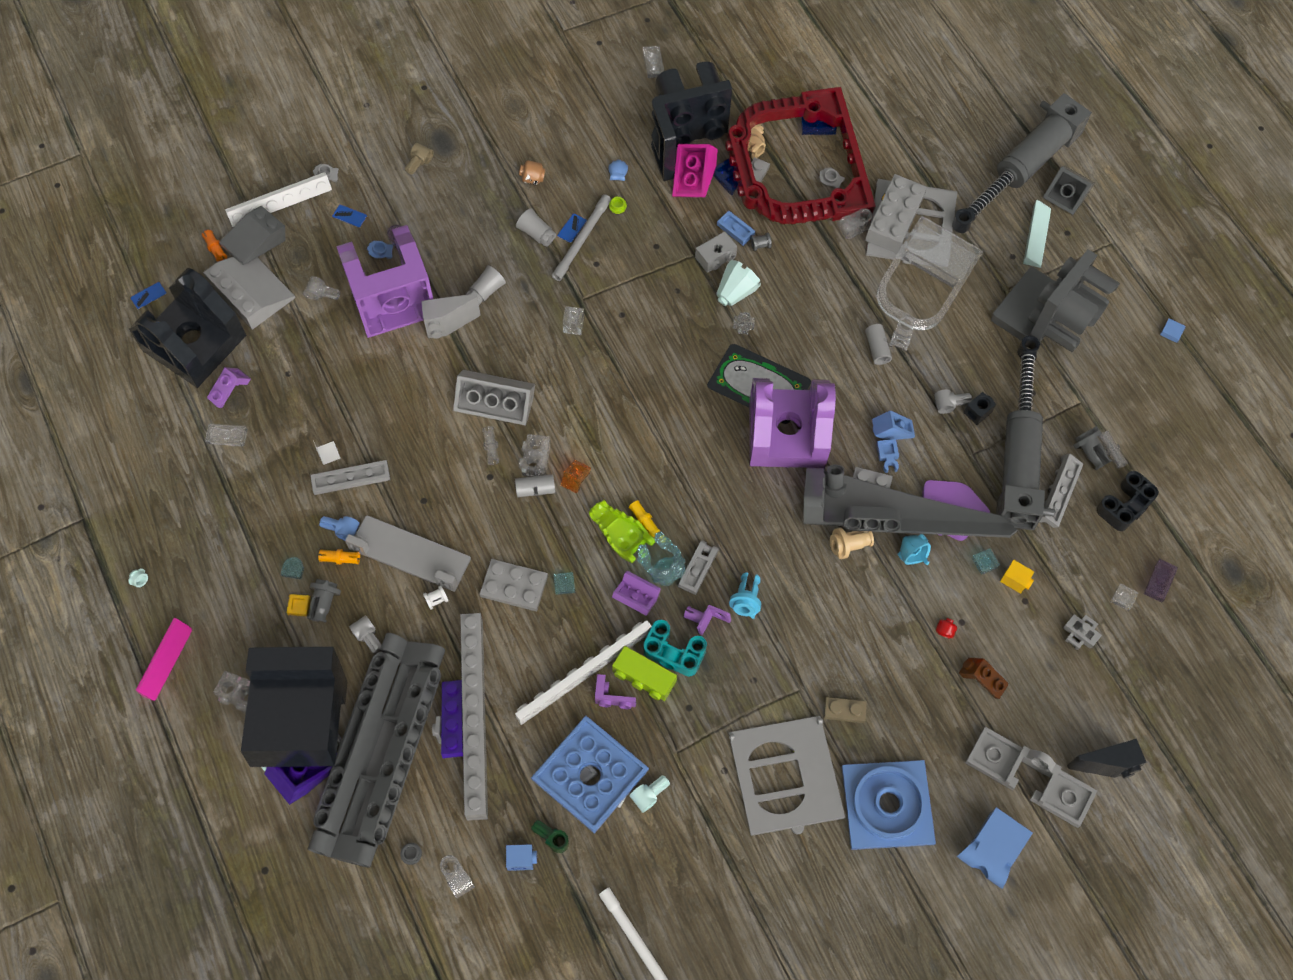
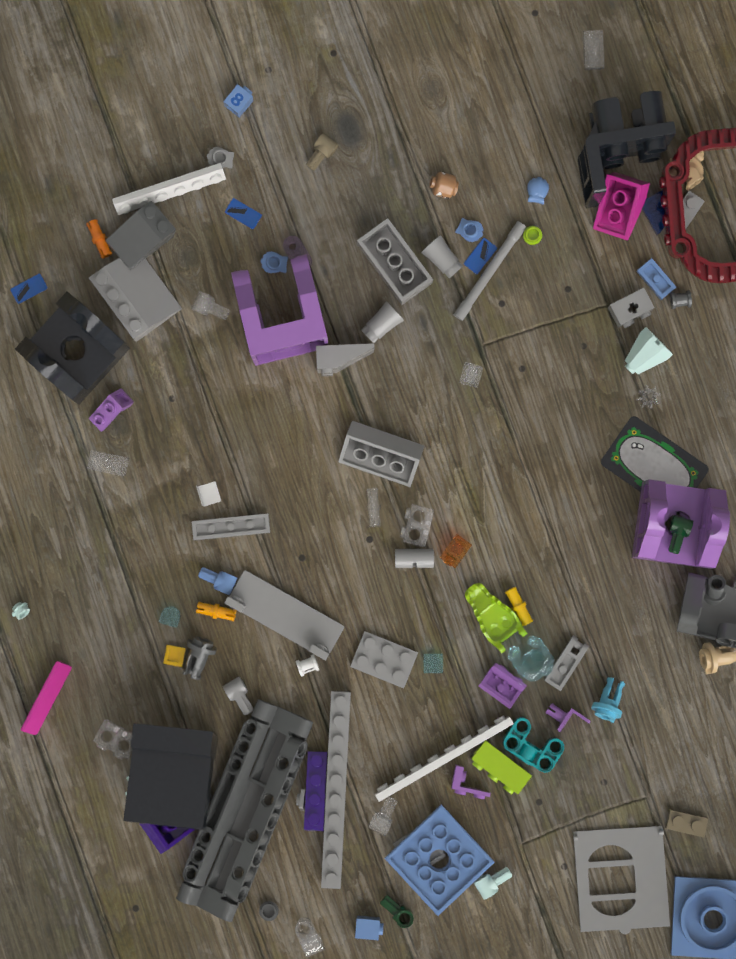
camera: 10 degrees right, 20 degrees up
(340, 126) = (238, 100): none -> medium blue brick
(492, 234) = (394, 261): none -> light grey brick
(525, 743) = (381, 820): none -> clear axle
(560, 206) = (470, 230): none -> medium blue animal
(790, 425) = (680, 528): none -> dark green axle

